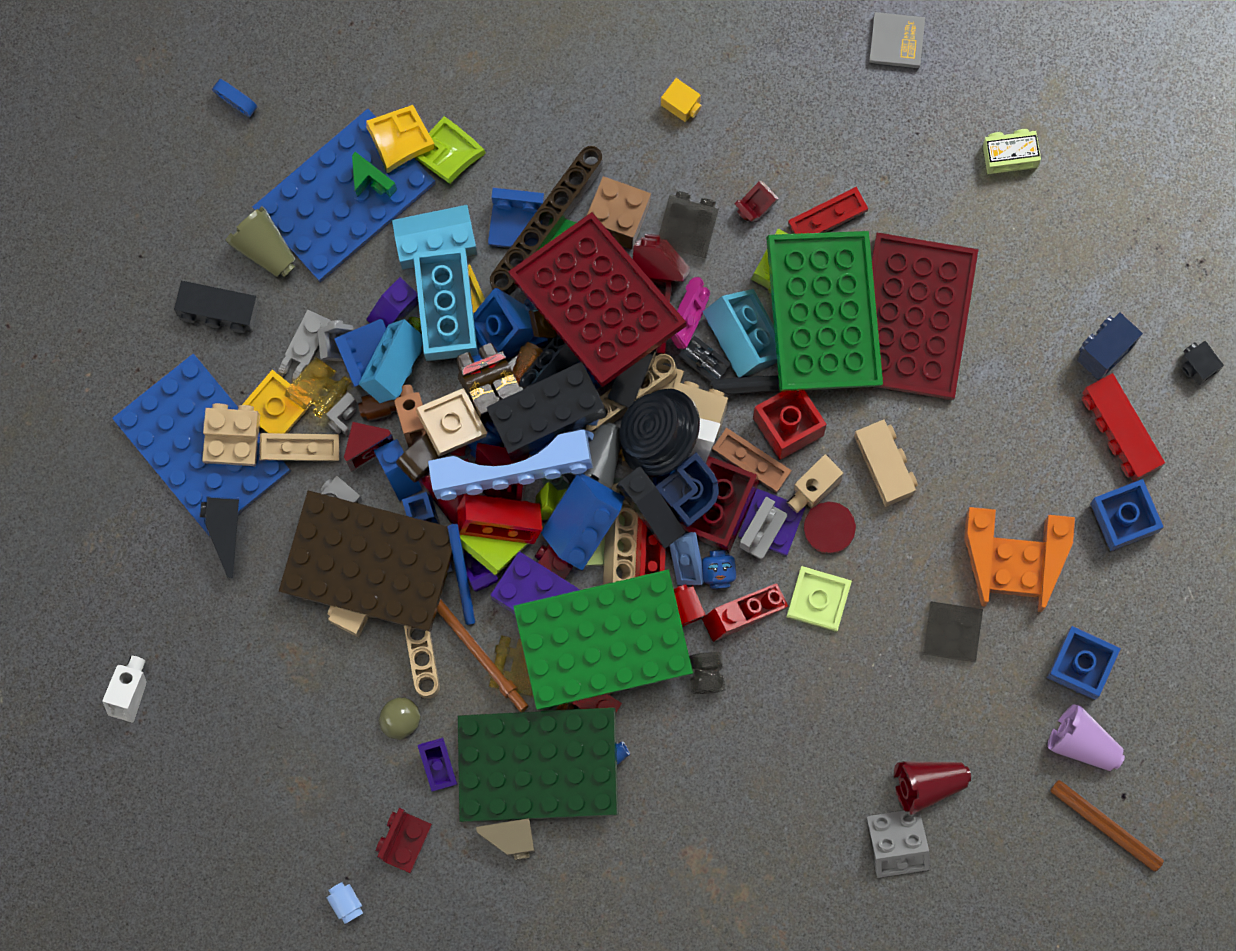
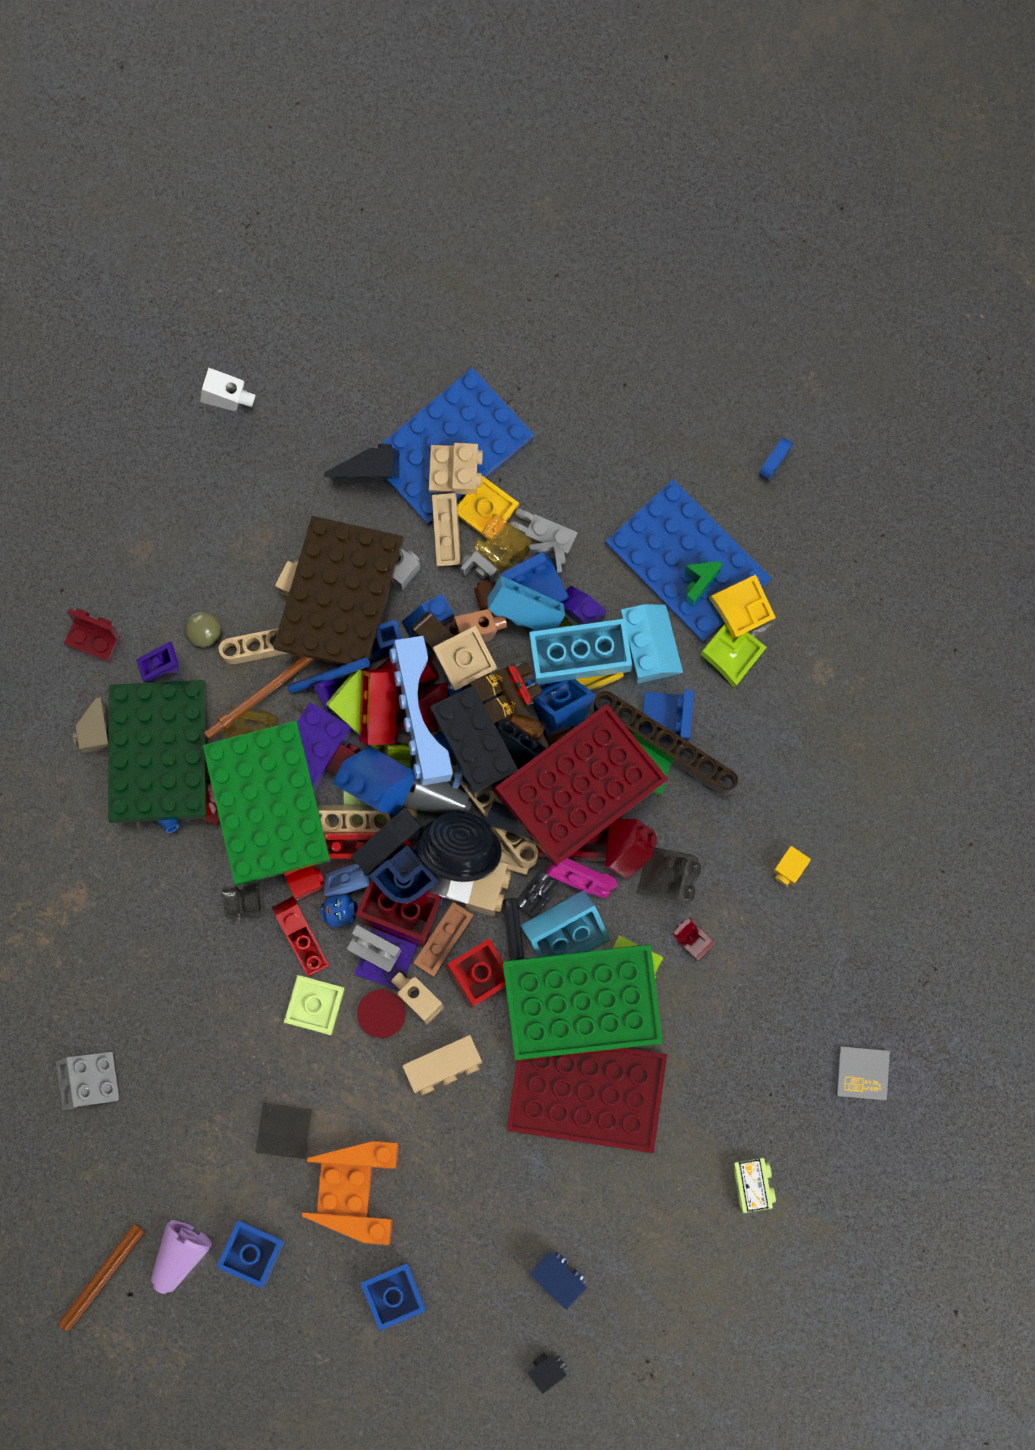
camera: 85 degrees right, 0 degrees up
(216, 307) = (576, 451): black brick -> none
(262, 243) = (636, 489): olive cone -> none
(344, 902) = (37, 588): light blue brick -> none
(362, 443) = (449, 583): dark red slope -> none
(621, 210) = (677, 809): medium nougat brick -> none
(830, 213) = (683, 1008): red plate -> none
(928, 783) = (139, 1109): dark red cone -> none
(1123, 428) = (481, 1294): red brick -> none

